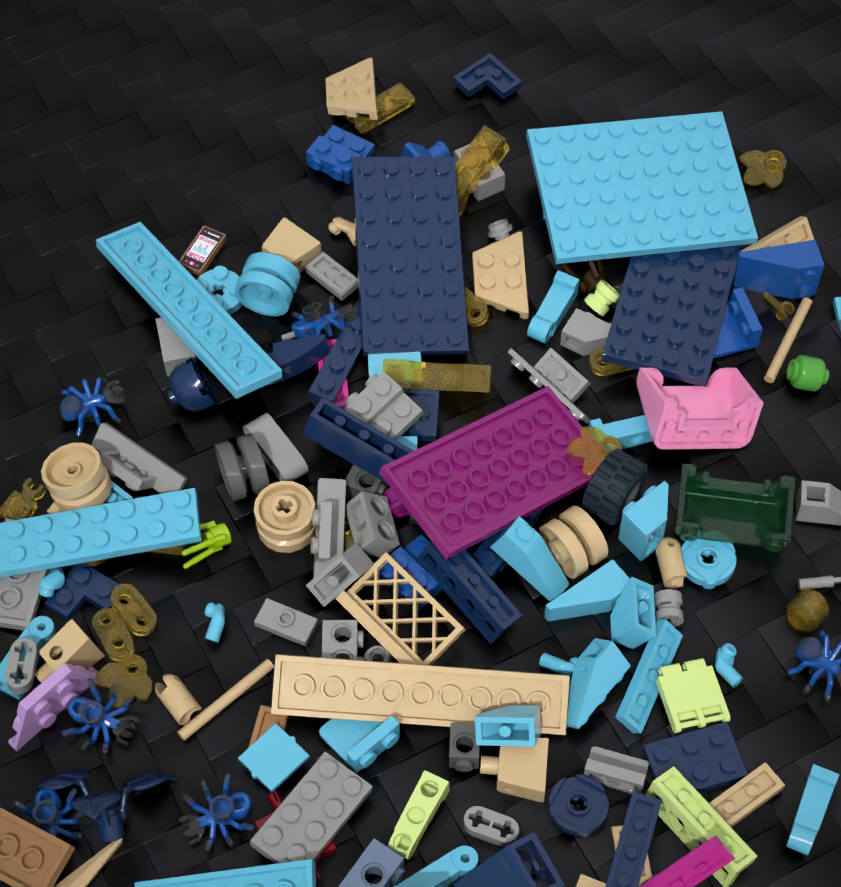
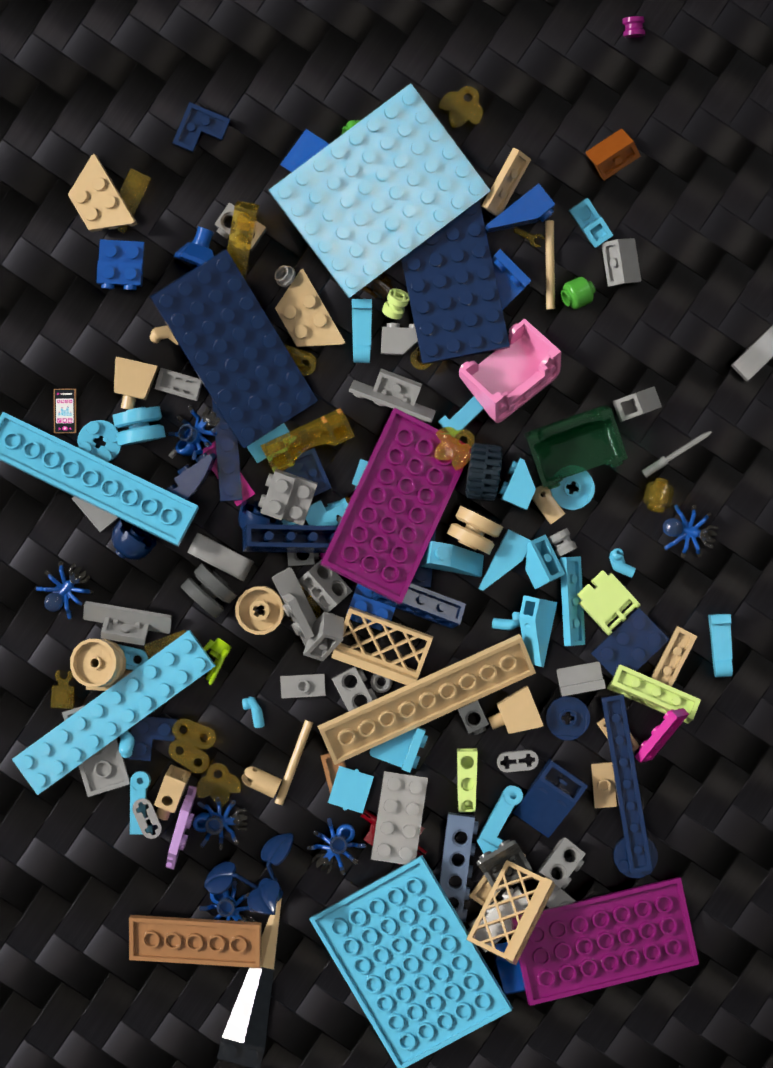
camera: 25 degrees left, 30 degrees up
(509, 726) = (500, 694): medium azure slope -> none

